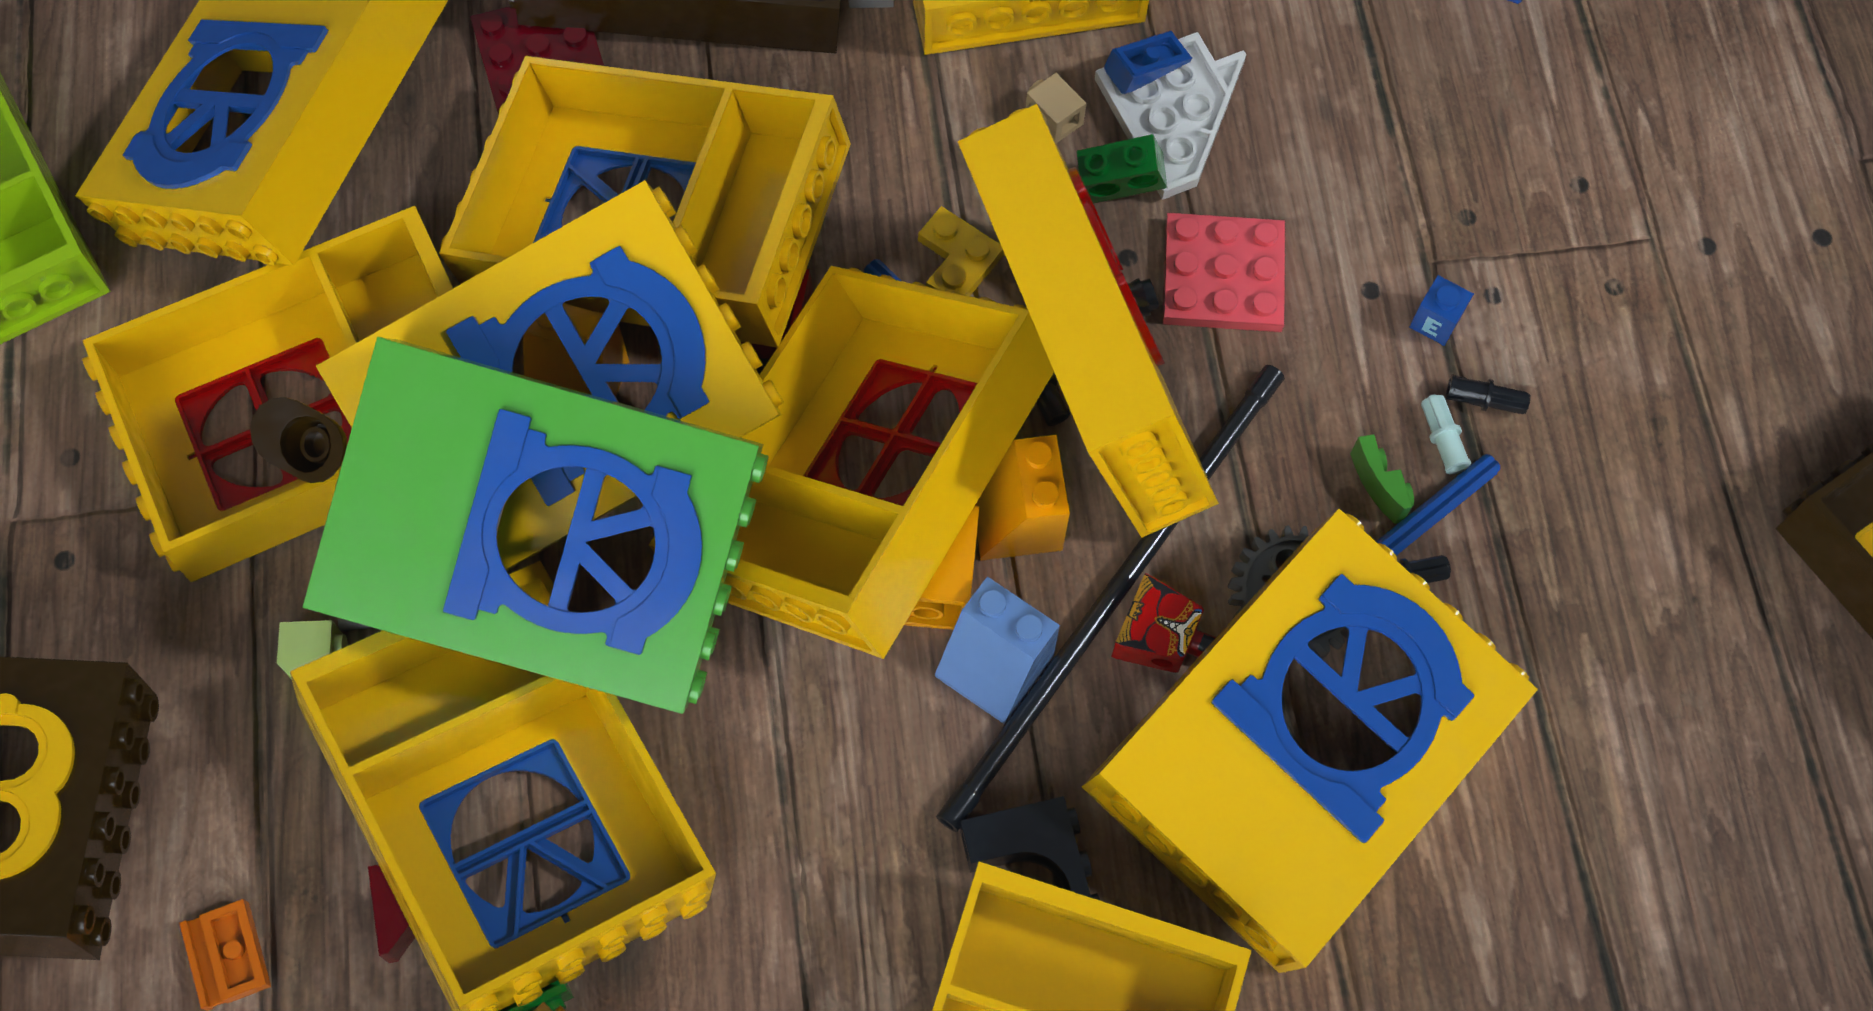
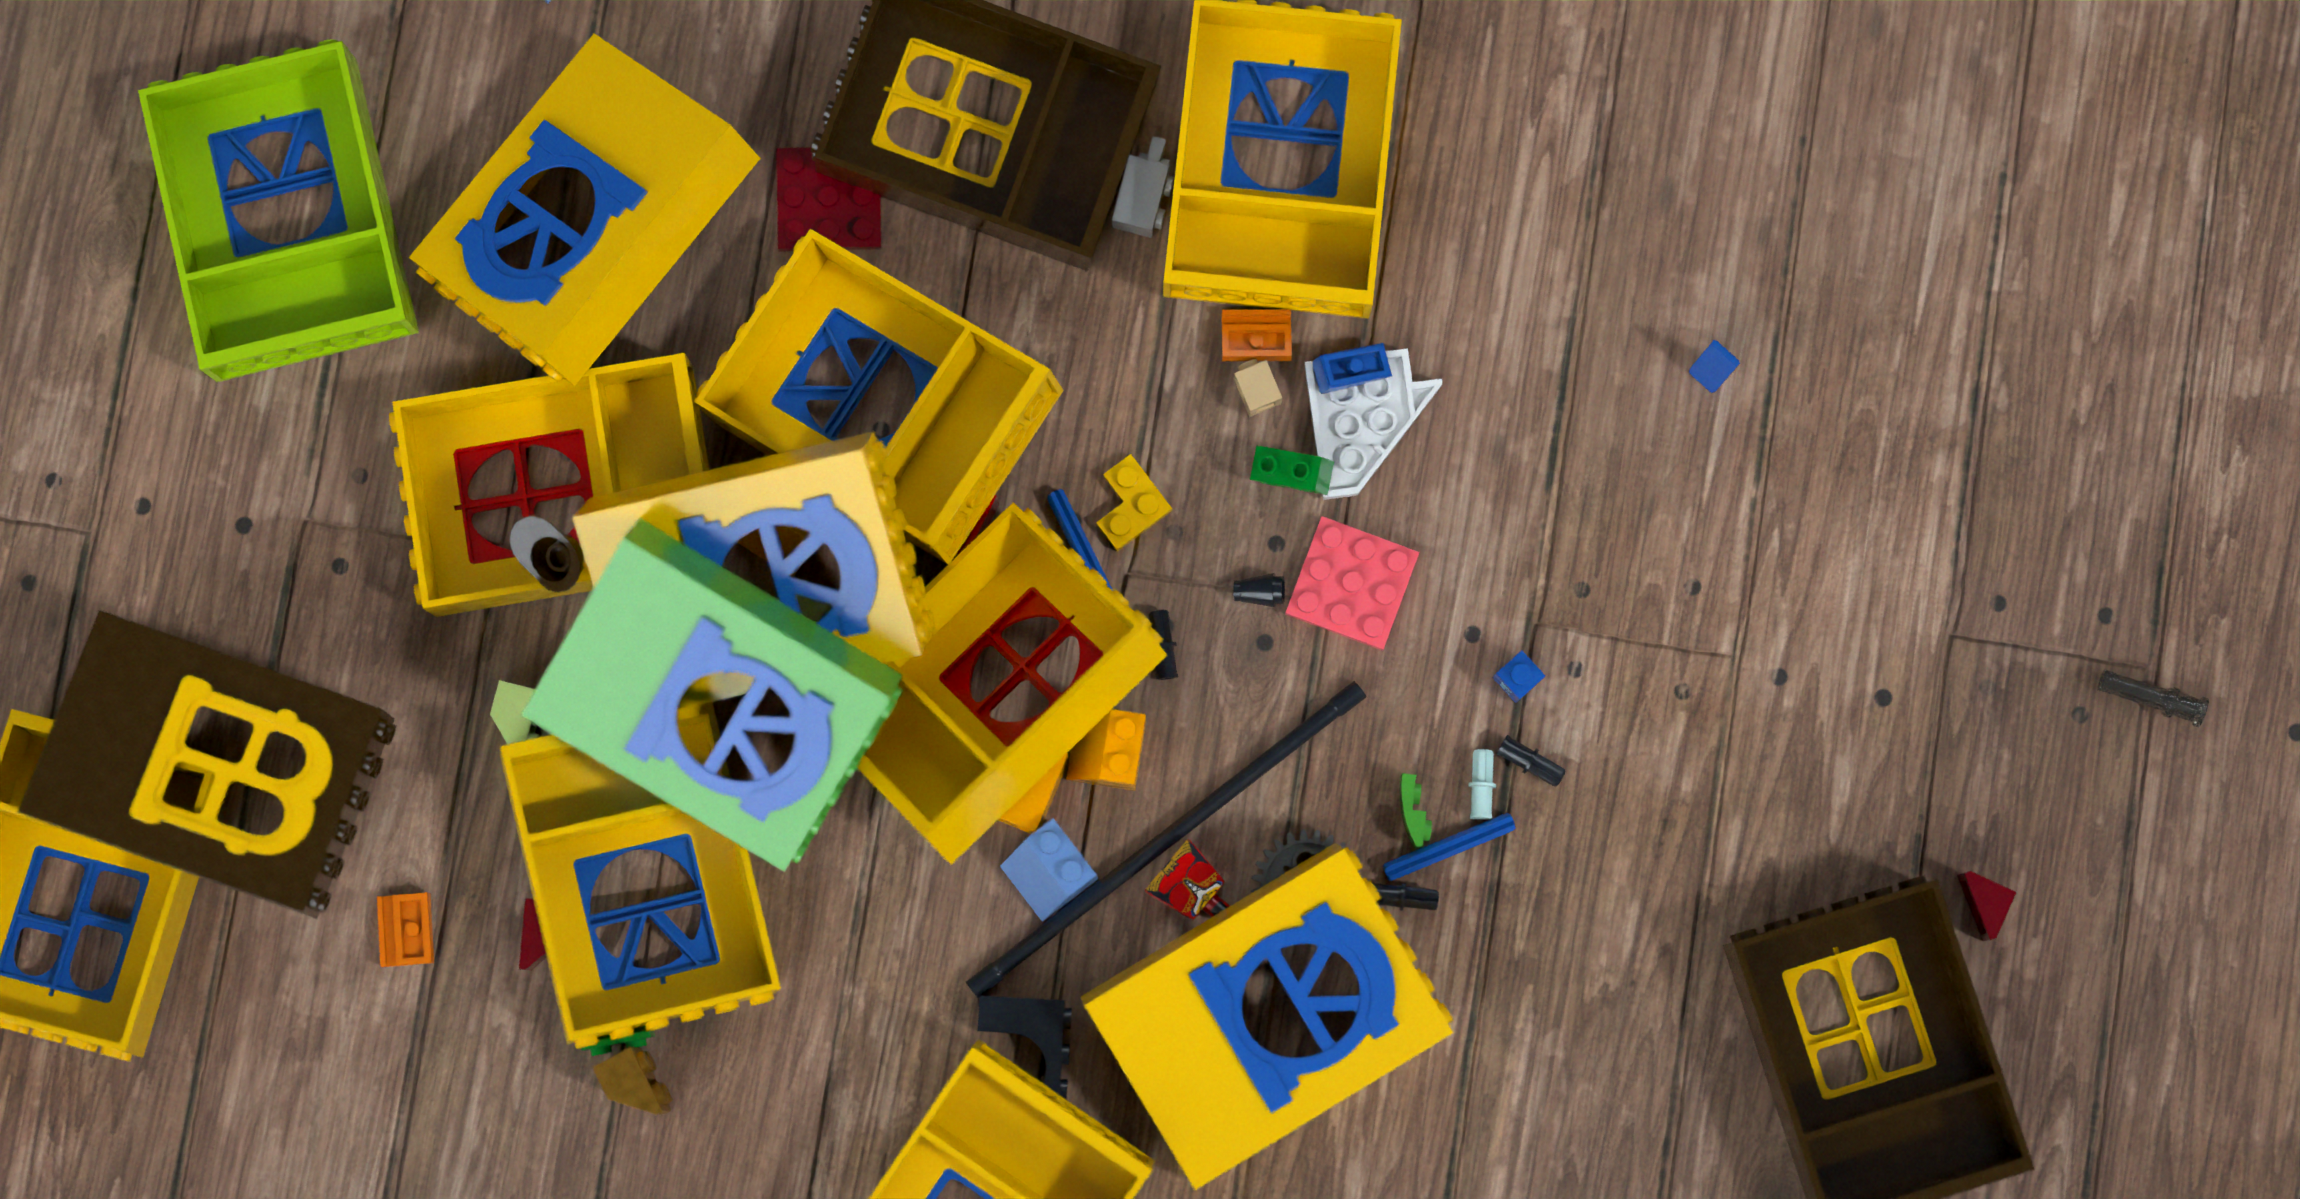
camera: 20 degrees right, 15 degrees up
(1033, 59) = (1256, 335): none -> orange plate
(1087, 320) = (1194, 637): yellow panel -> none

